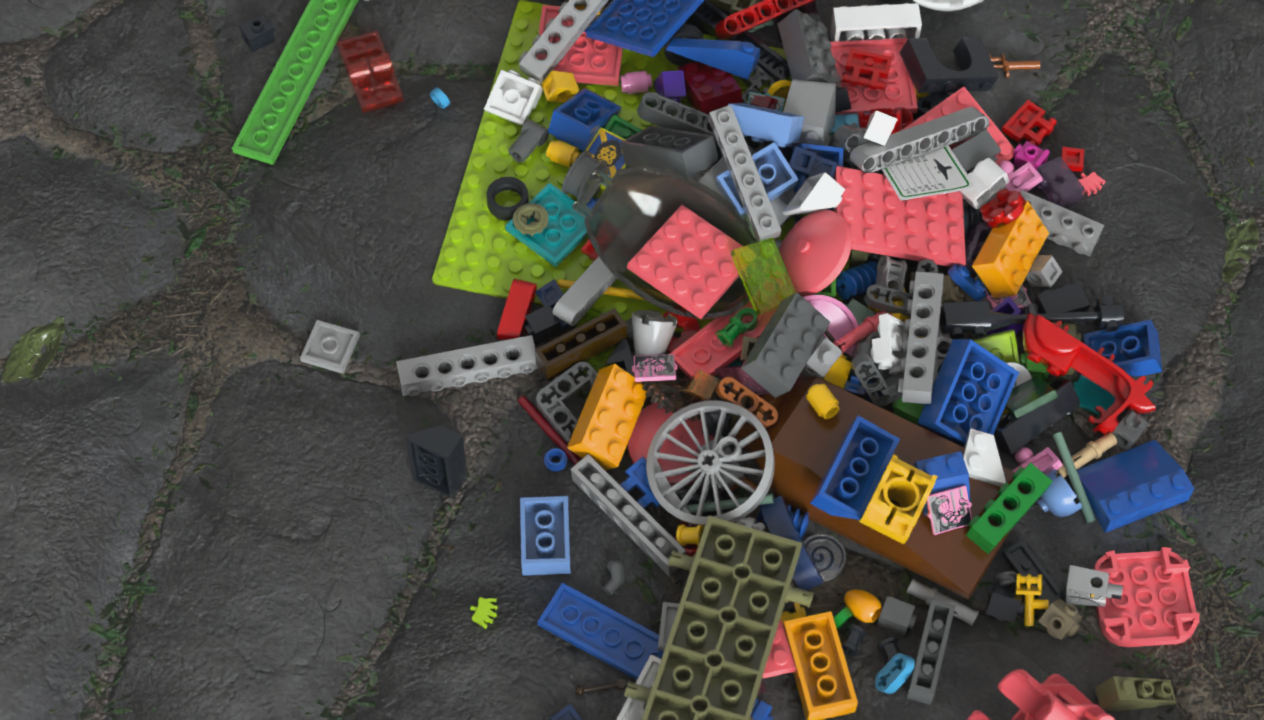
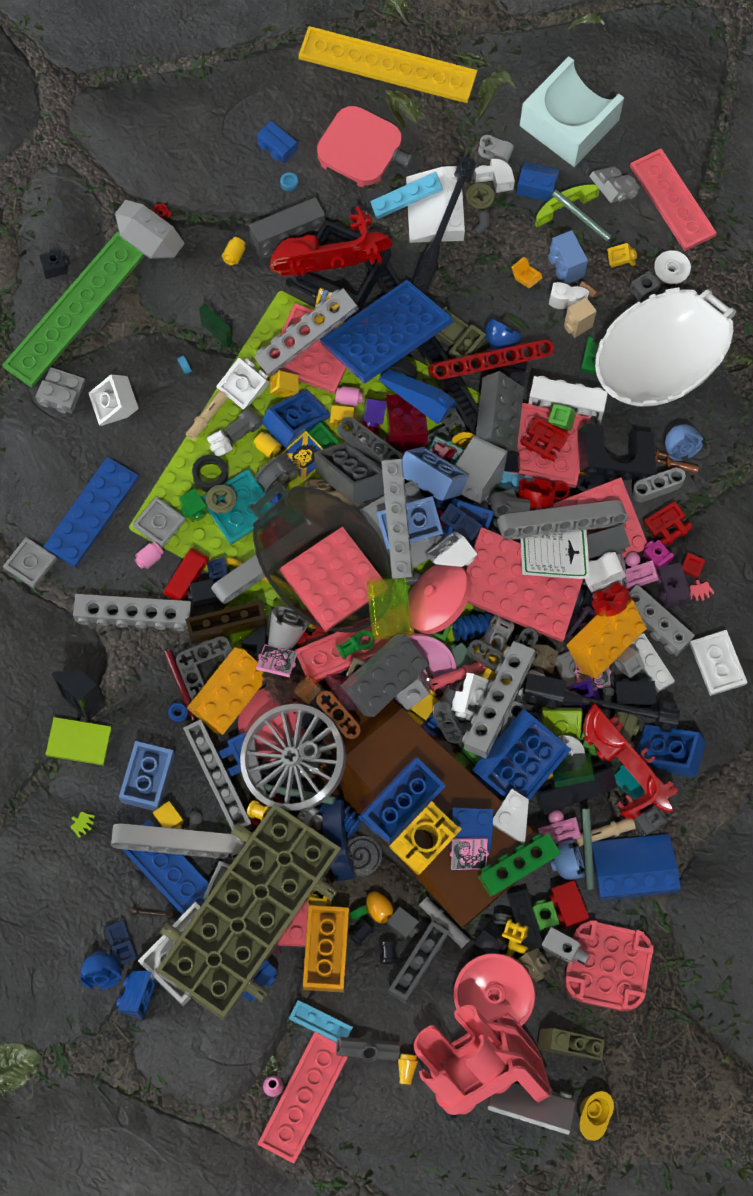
camera: 15 degrees right, 10 degrees up
(306, 159) = (60, 390): none -> light grey plate
(370, 71) = (135, 324): clear red plate -> none
(370, 152) = (113, 399): none -> white slope
(383, 276) = (91, 512): none -> blue plate
(450, 522) = (78, 741): none -> lime tile
(462, 47) = (215, 325): none -> dark green tile
(466, 264) = (159, 522): none -> light grey tile
(466, 302) = (149, 555): none -> bright pink brick
(480, 148) = (202, 421): none -> tan pin
(500, 236) = (193, 506): none -> green brick
(507, 164) = (219, 443): none -> white piece
(585, 576) = (168, 817): none -> yellow brick
(606, 595) = (176, 841): none -> light grey beam
(630, 103) = (338, 413): none -> yellow brick
(823, 401) = (397, 733): yellow brick -> none
(879, 40) = (562, 417): none -> bright green brick
(879, 127) = (527, 504): white slope -> none
(894, 673) = (383, 972): dark azure beam -> none
(962, 278) = (560, 655): blue plate -> none
(1004, 88) = (663, 478): none -> light grey beam
(1014, 38) = (683, 441): none -> medium blue cylinder
(1031, 644) = (496, 986): none -> coral dish
(1056, 553) = (544, 925): none -> bright green brick
(1072, 271) = (654, 666): none -> white plate
(1075, 542) = (569, 905): none -> red brick
(1138, 249) = (718, 662): none -> white plate

